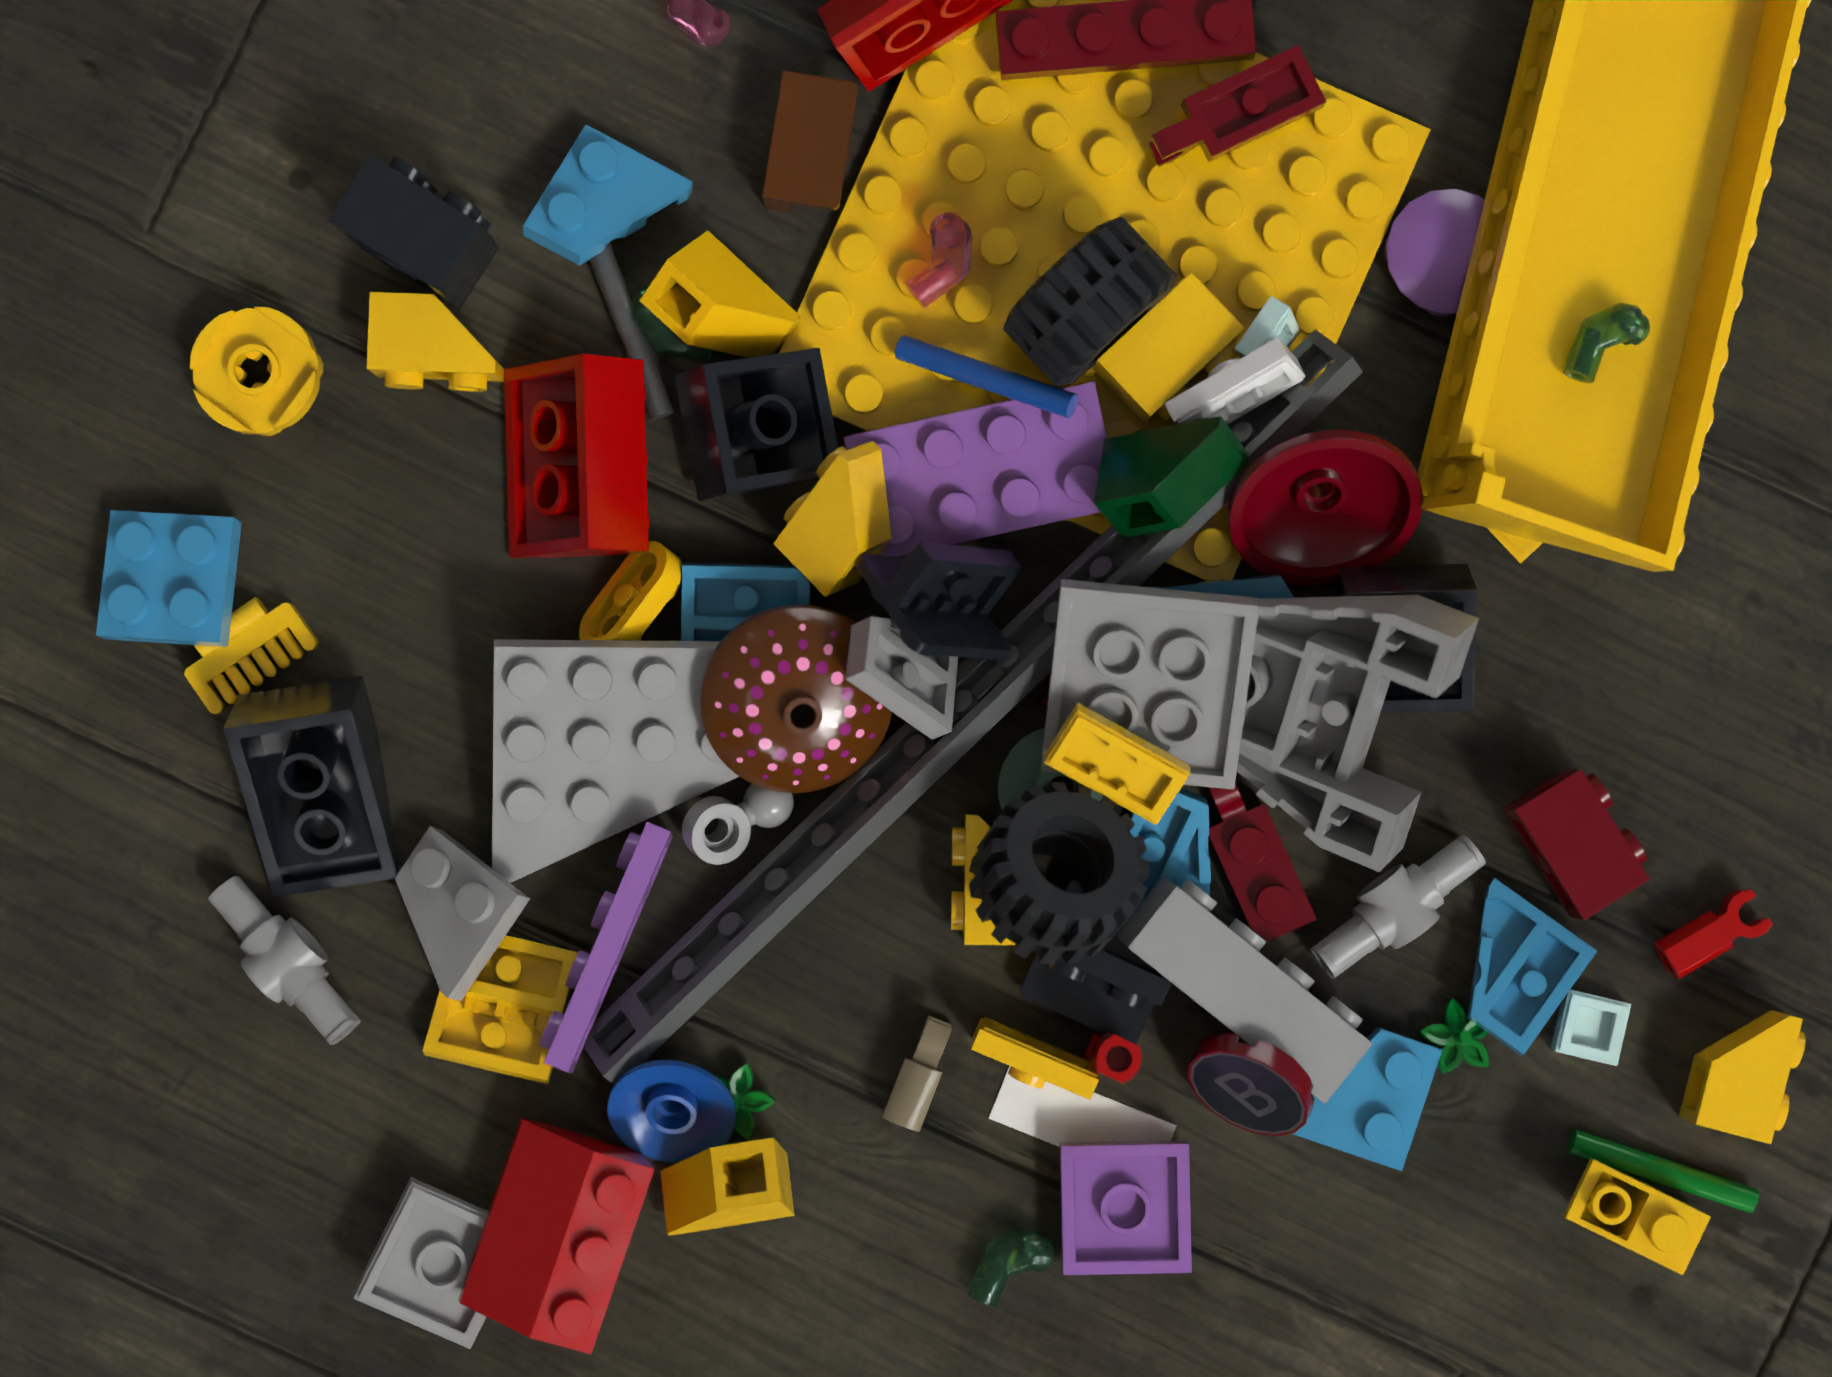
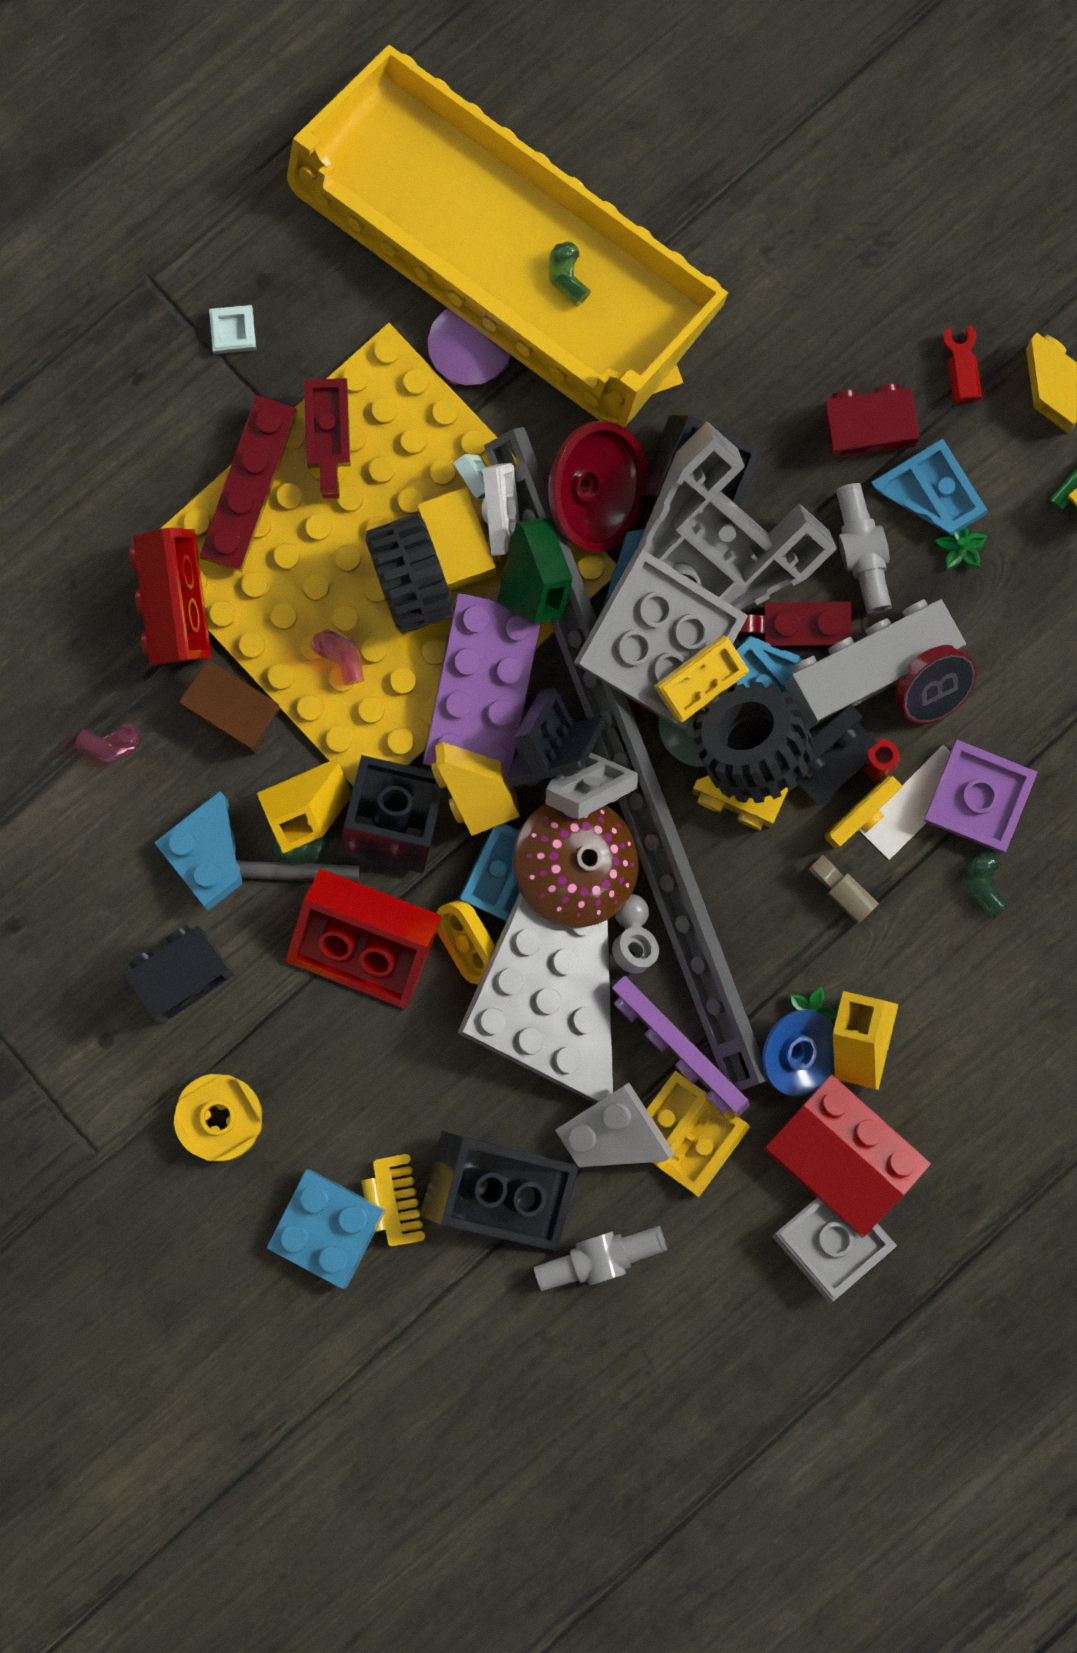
camera: 65 degrees left, 5 degrees down
(422, 339) = (247, 999): yellow slope -> none
(986, 376) = (425, 658): blue bar -> none
(1378, 1101) = (980, 613): dark azure wing -> none
(1590, 1027) = (989, 463): light aqua tile -> none

